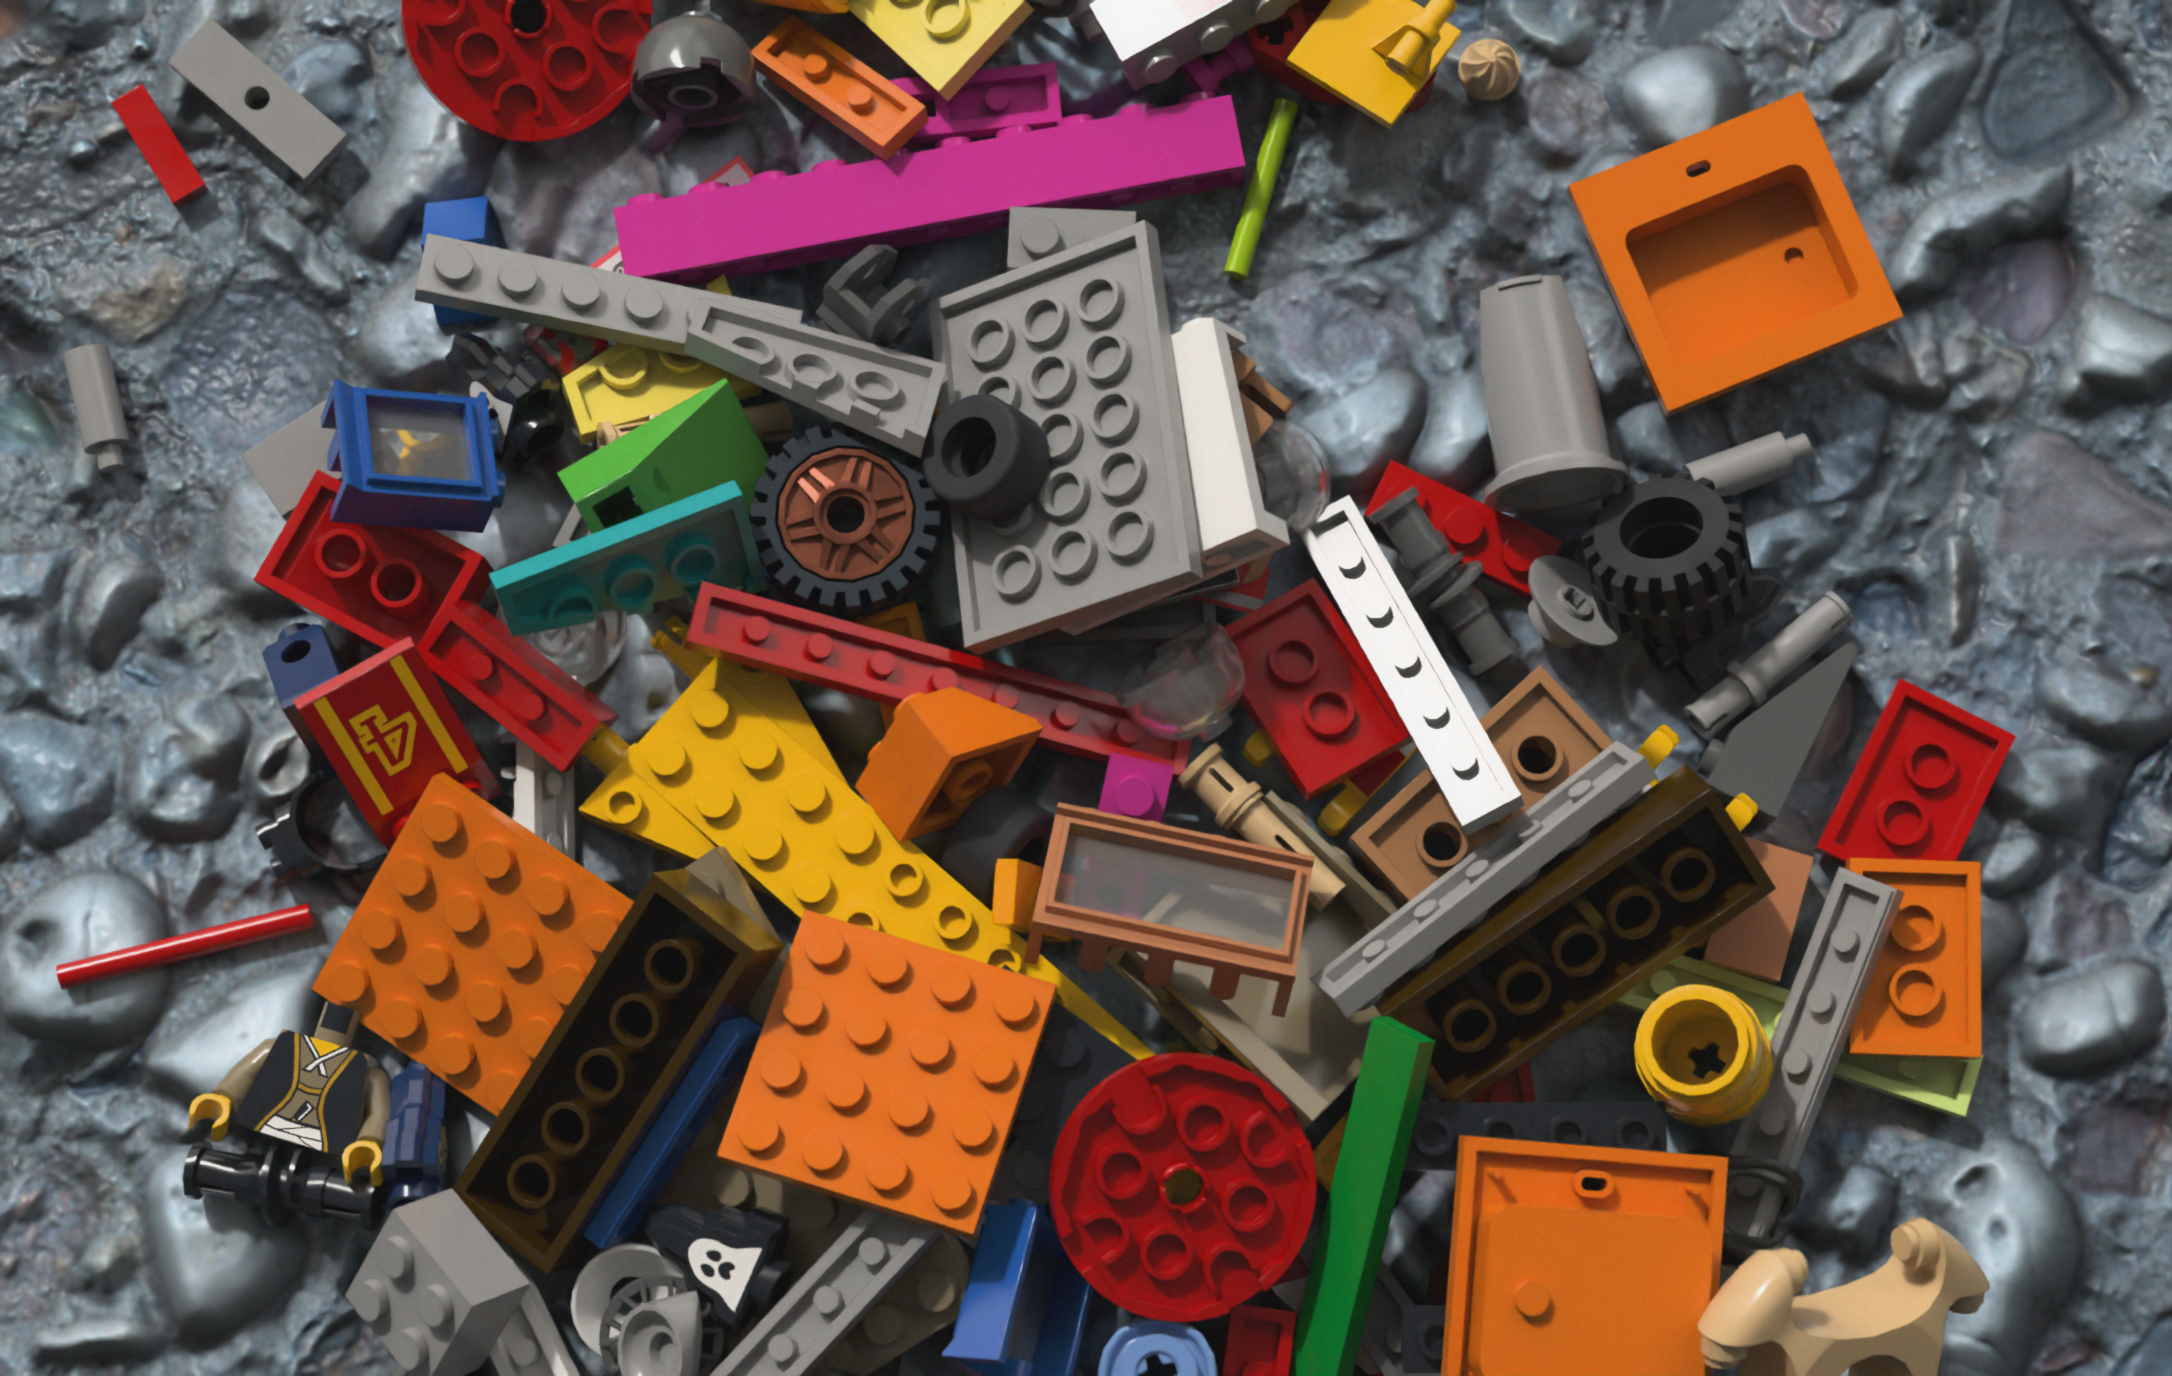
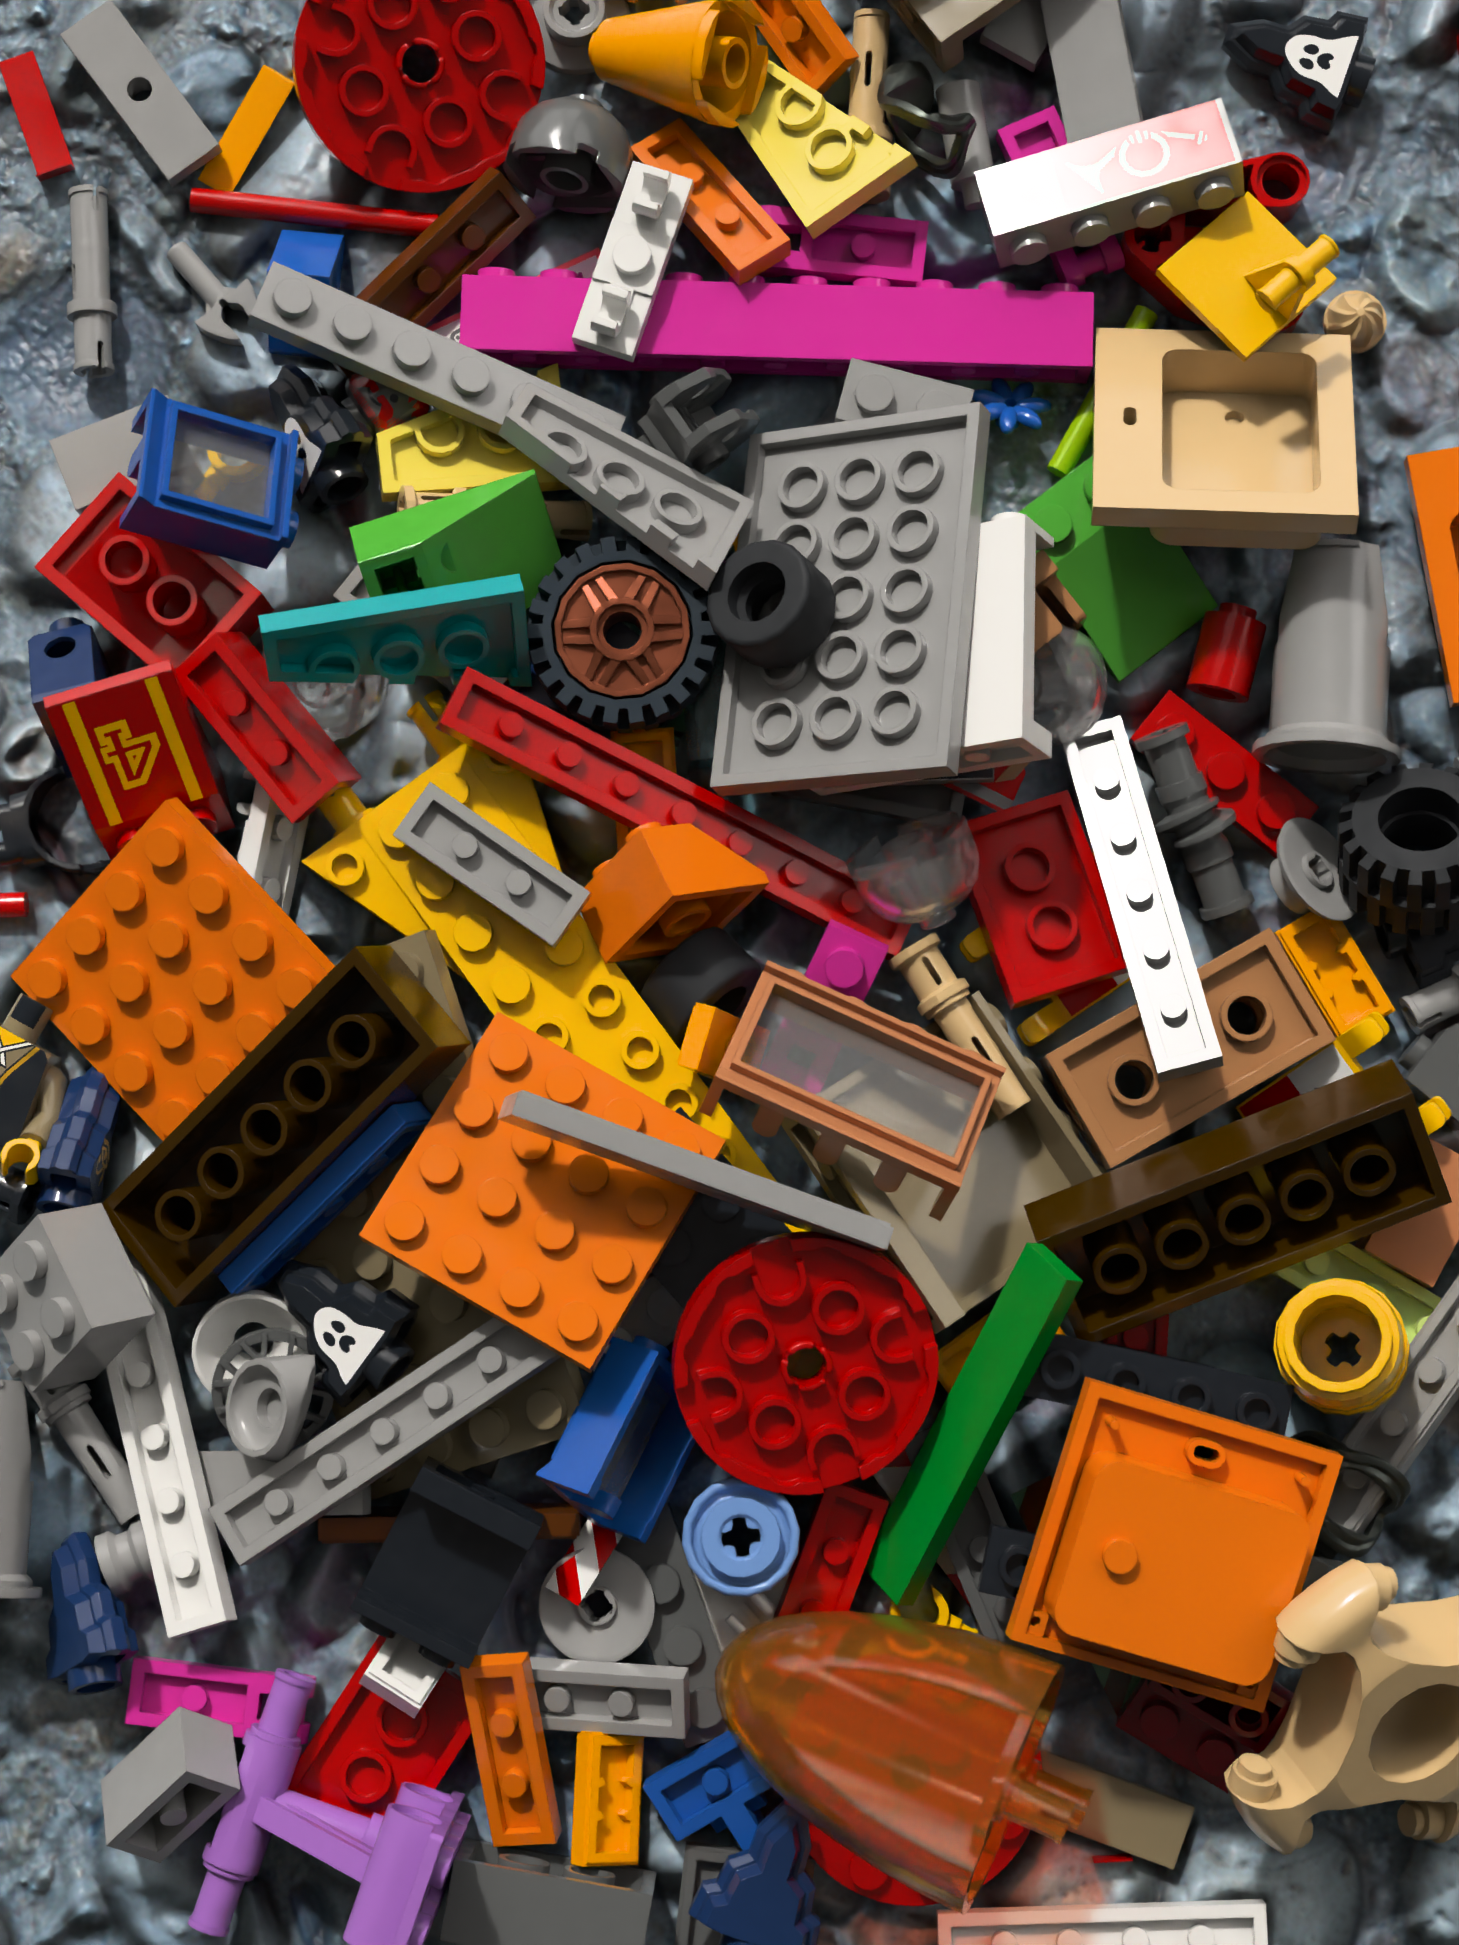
camera: 15 degrees right, 5 degrees up
(253, 316) = (91, 305): none -> light grey pin
(370, 115) = (247, 129): none -> light orange piece
(372, 281) = (212, 293): none -> light grey bar
(453, 181) = (309, 212): none -> red bar
(599, 180) = (455, 244): none -> reddish brown plate
(768, 769) = (492, 865): none -> light grey plate
(777, 160) = (633, 261): none -> white plate
(1030, 1016) = (693, 1170): none -> light grey tile
(1177, 222) = (1013, 407): none -> blue plant
(1315, 348) = (1125, 580): none -> bright green slope
(1384, 212) = (1224, 444): none -> tan piece
(1439, 413) = (1227, 653): none -> red brick
(1482, 878) = (1166, 1127): light grey plate -> none
(1612, 694) = (1333, 971): none -> light orange plate

